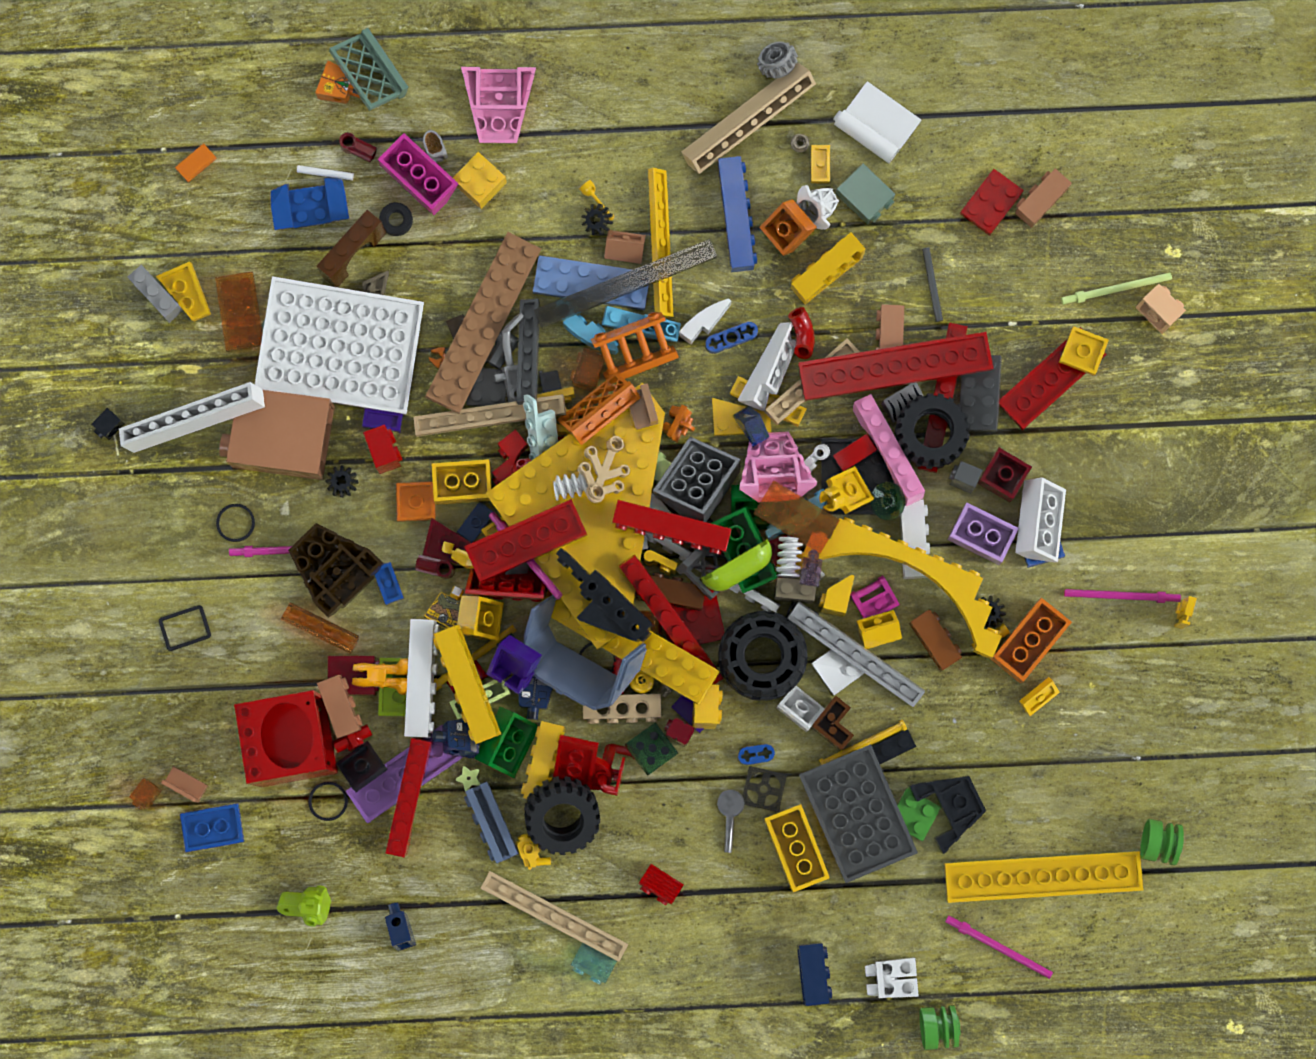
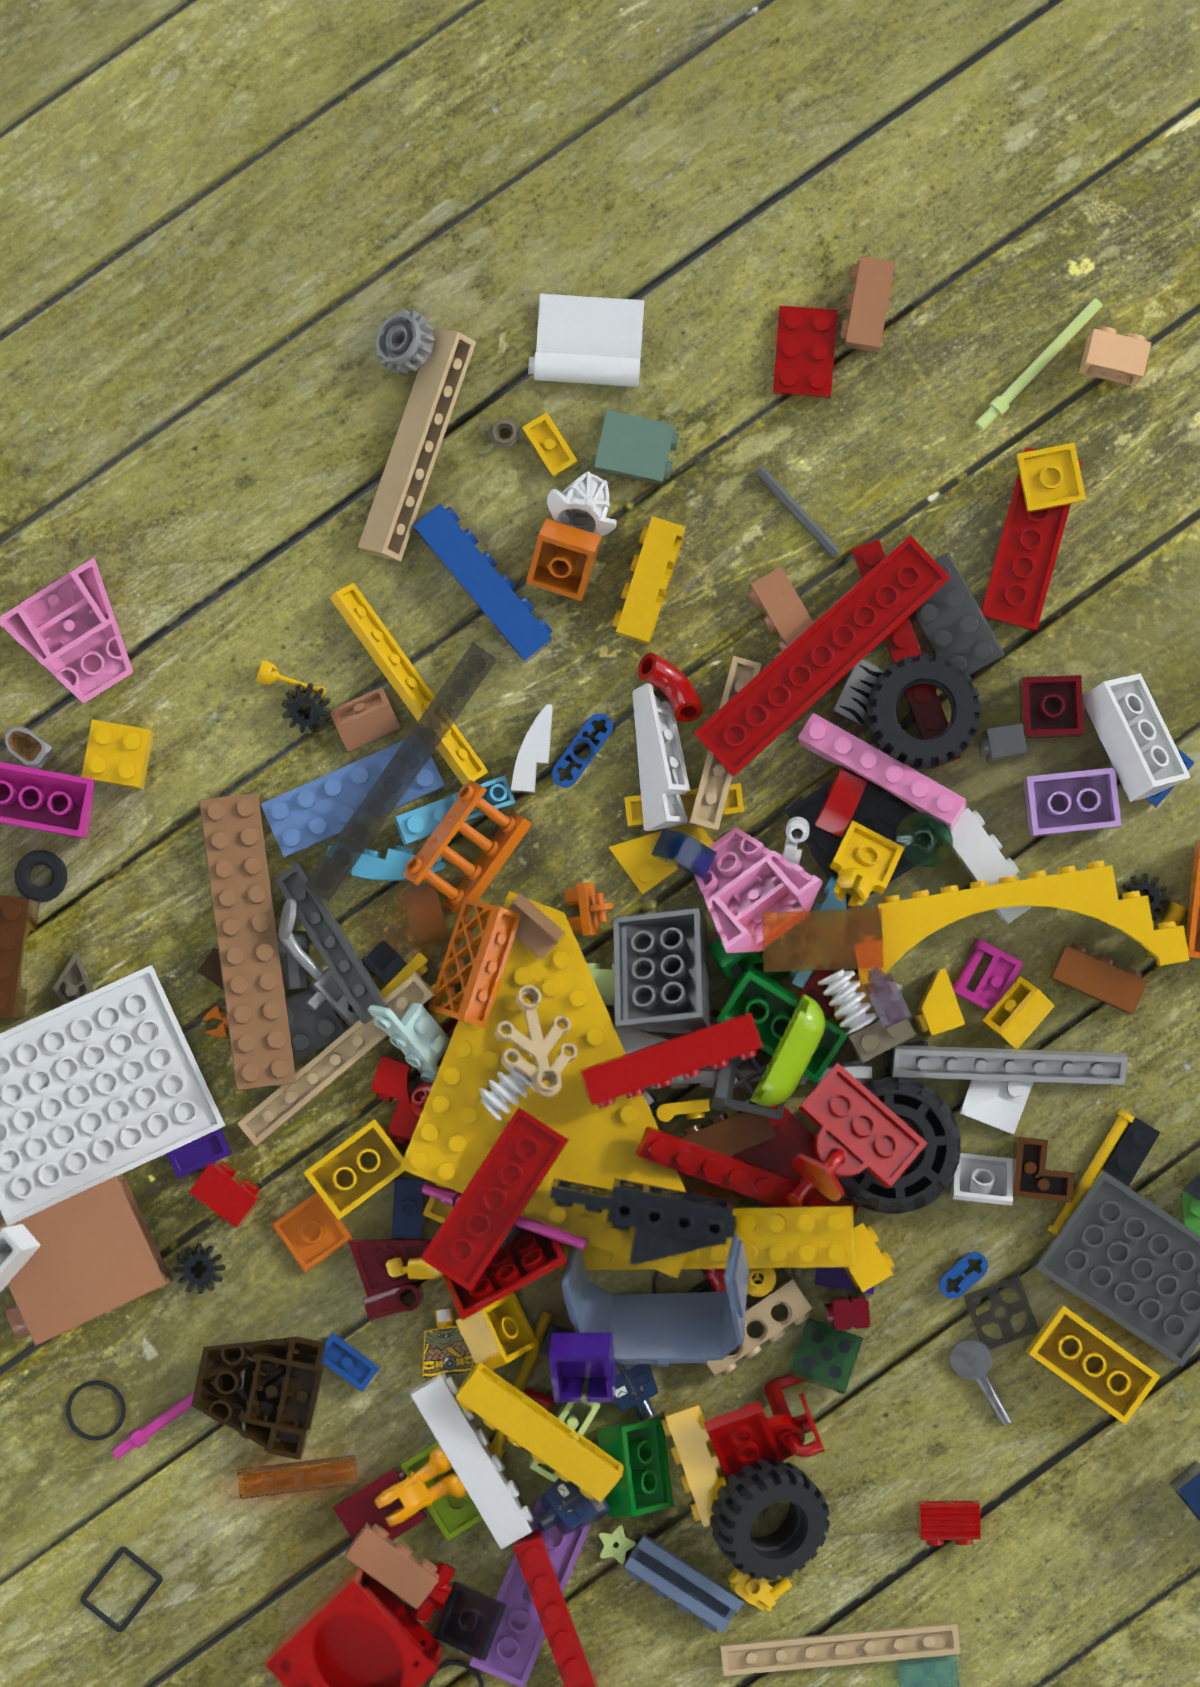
camera: 30 degrees left, 5 degrees up
(749, 631) = (858, 1132): none -> red plate

